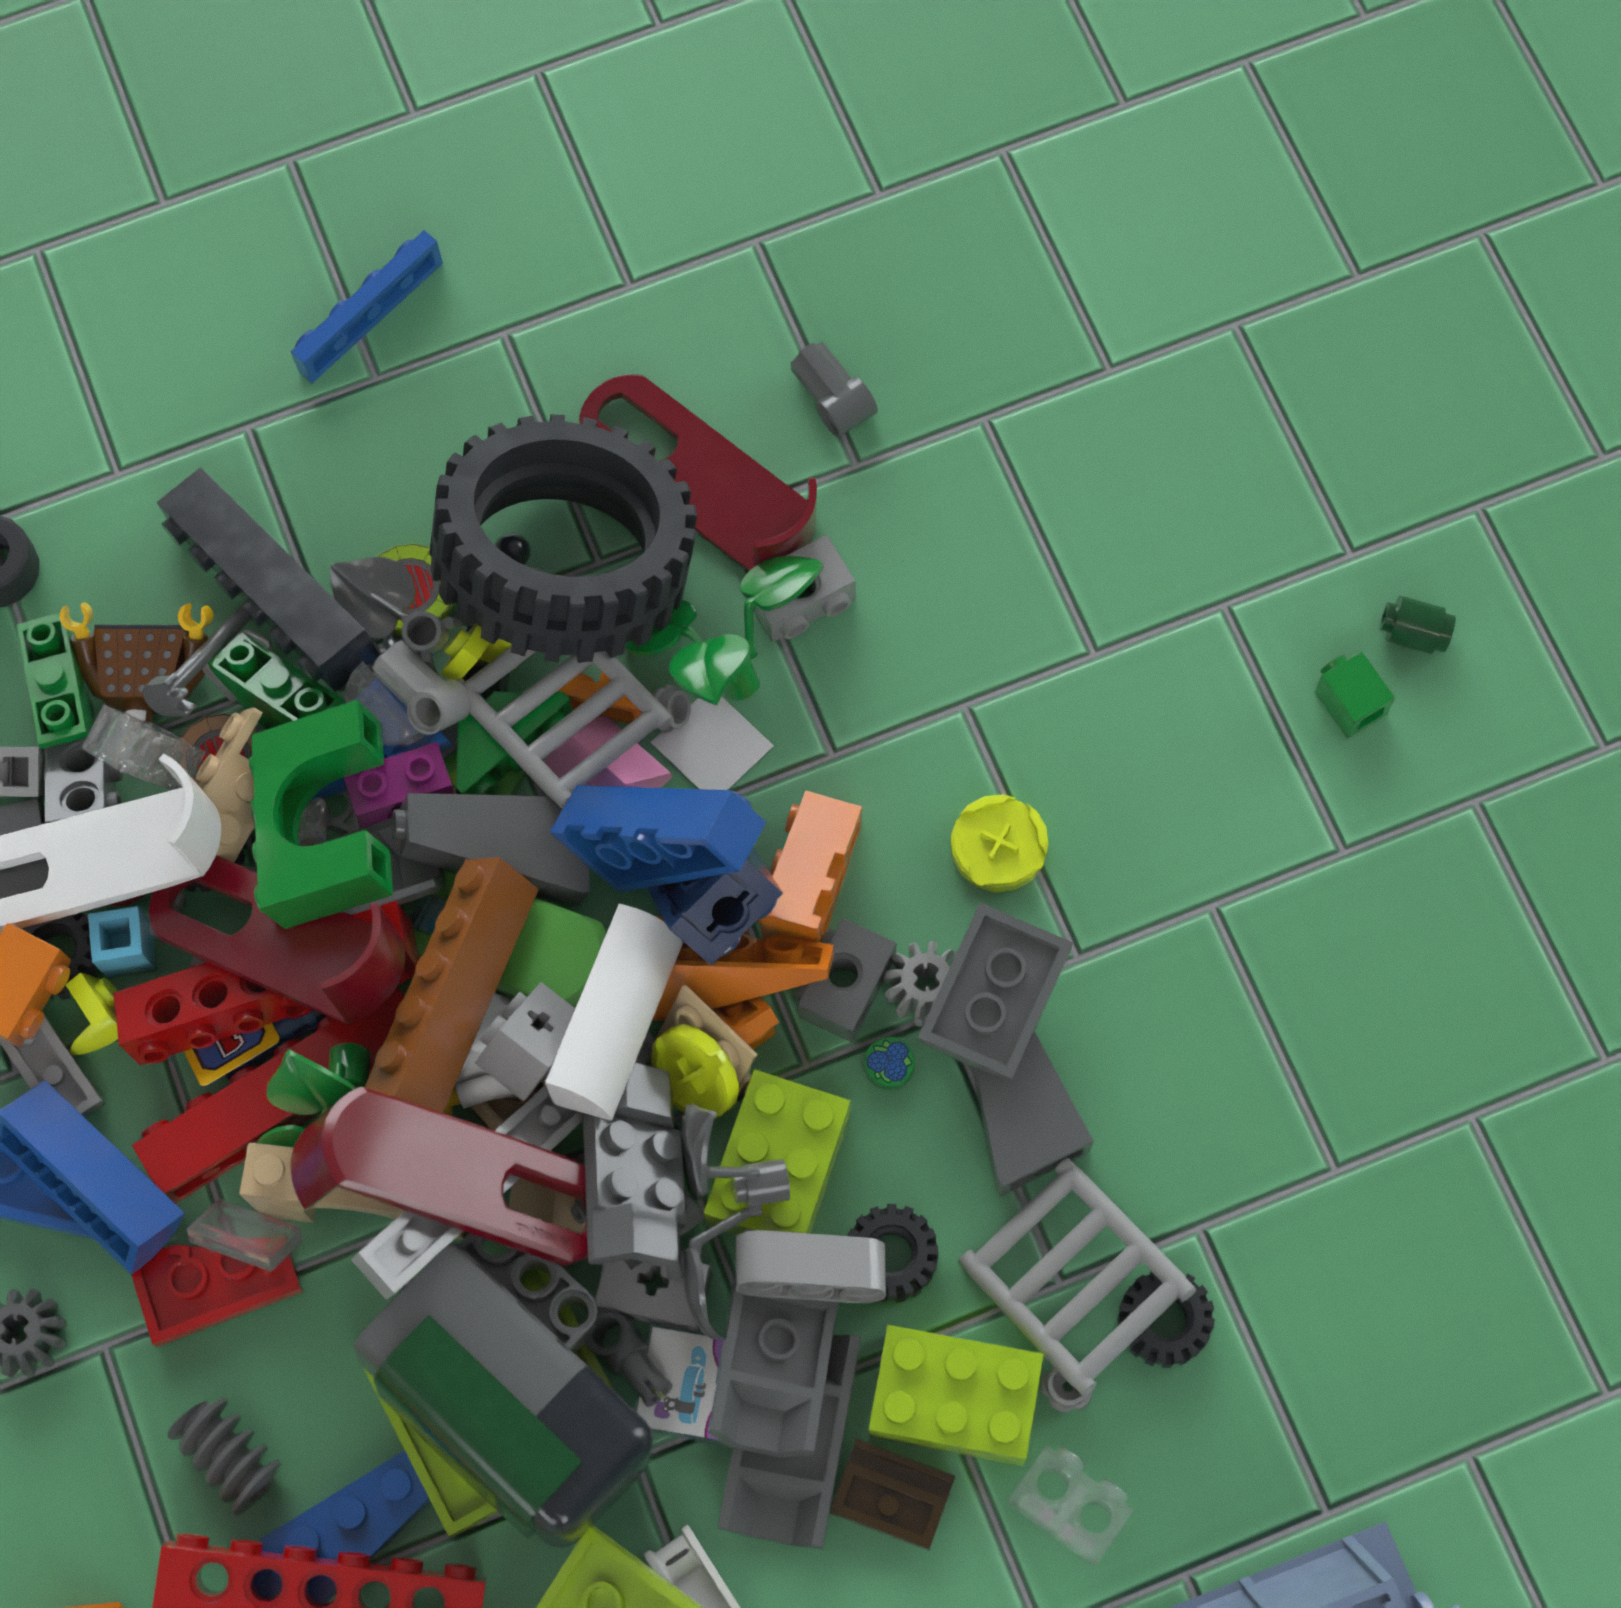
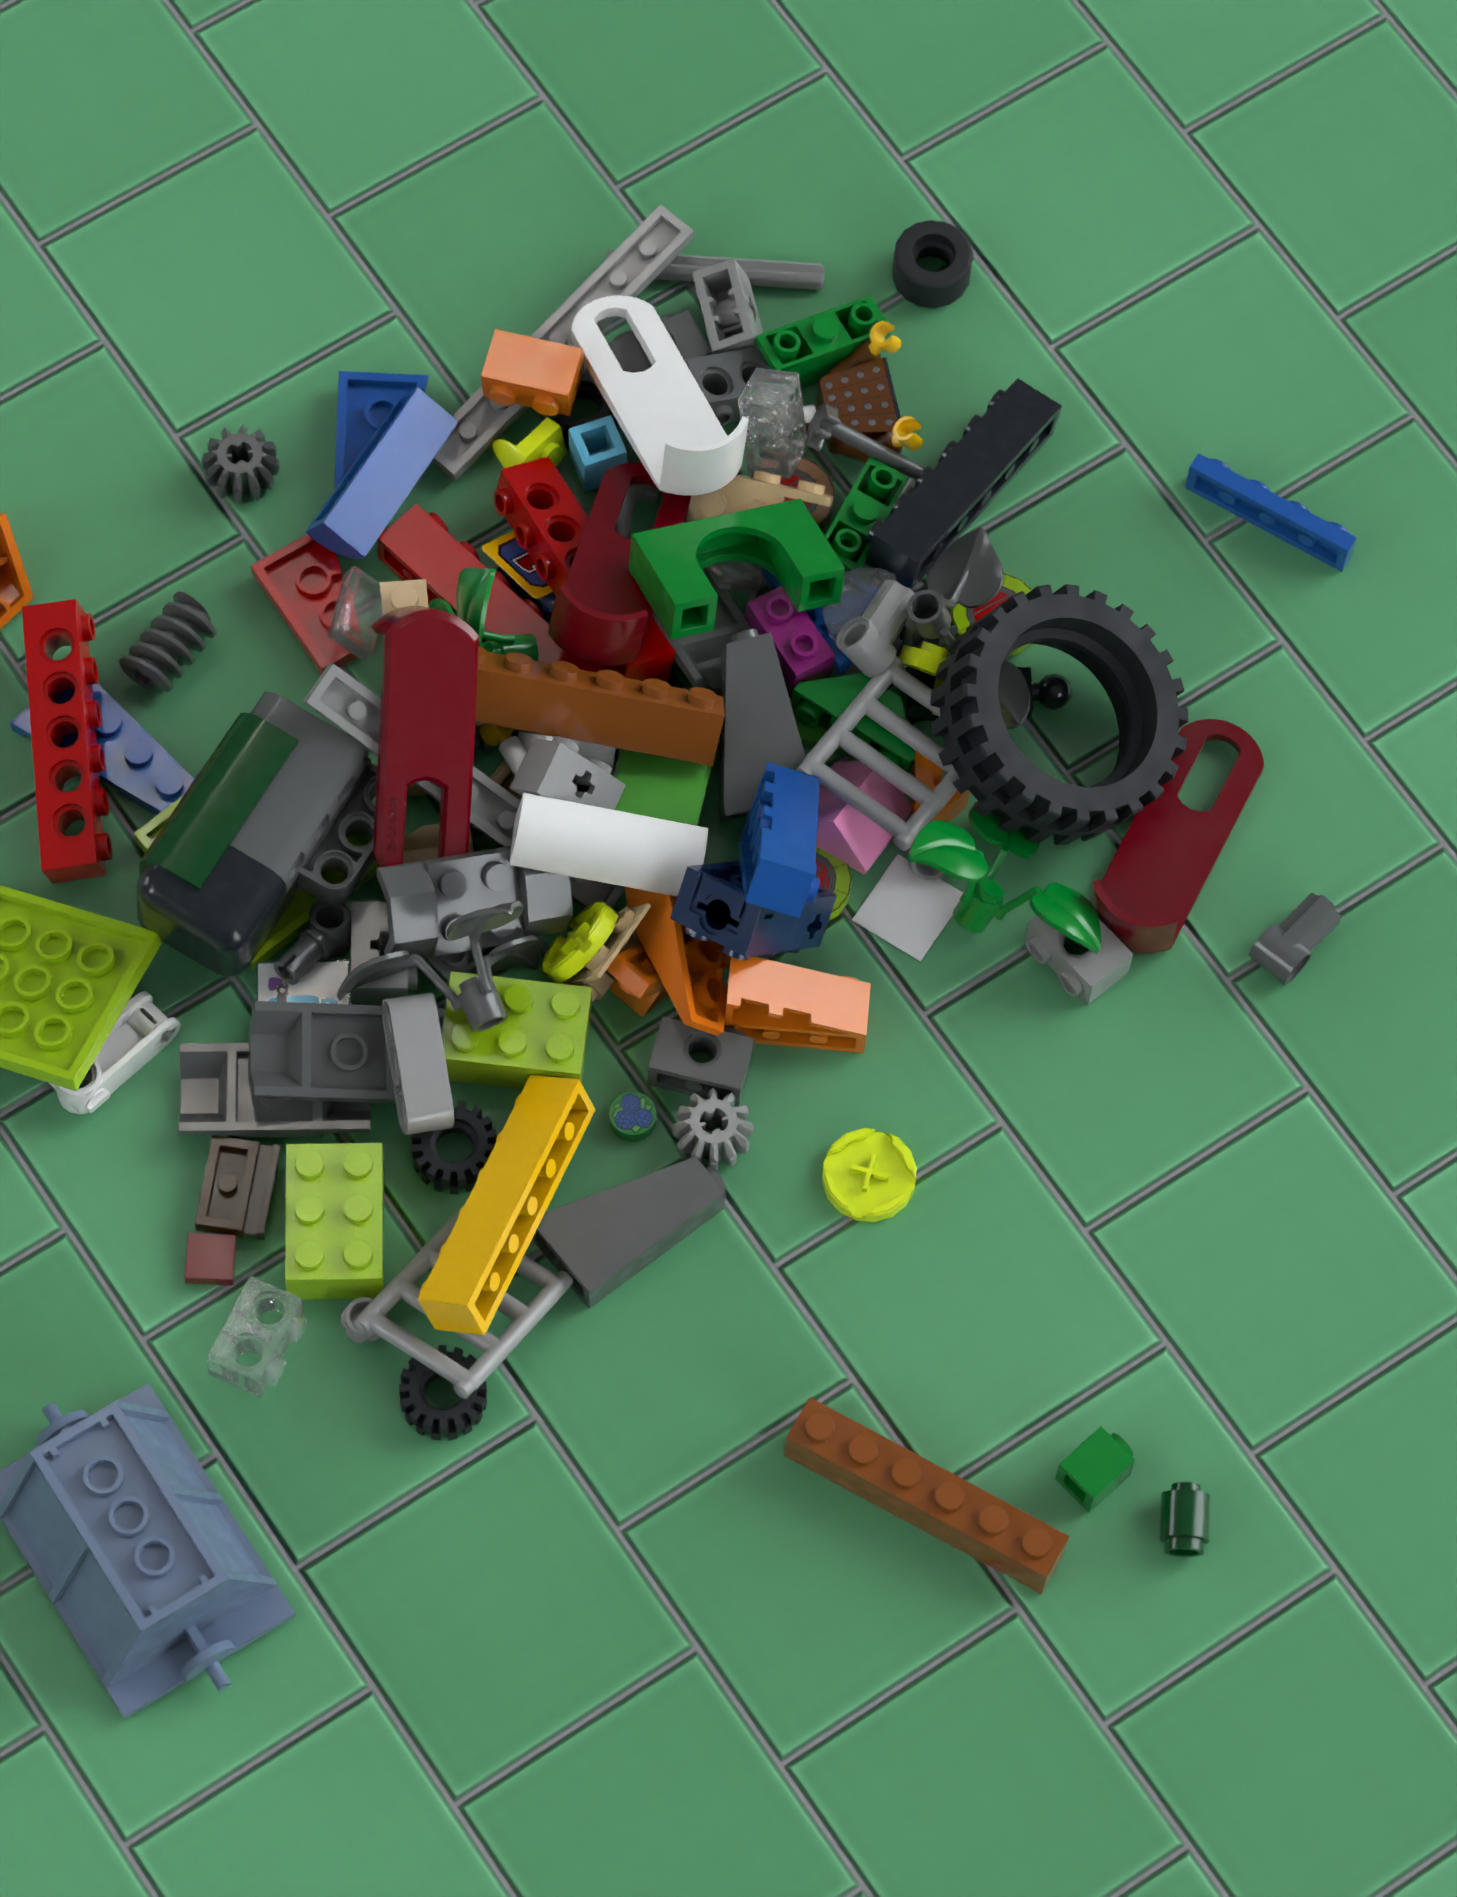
camera: 70 degrees right, 5 degrees down
(966, 1541) = (210, 1259): none -> dark red tile
(986, 1207) = (506, 1205): none -> yellow brick
(995, 992) = (707, 1176): dark grey plate -> none
(1358, 858) = (925, 1495): none -> dark orange brick

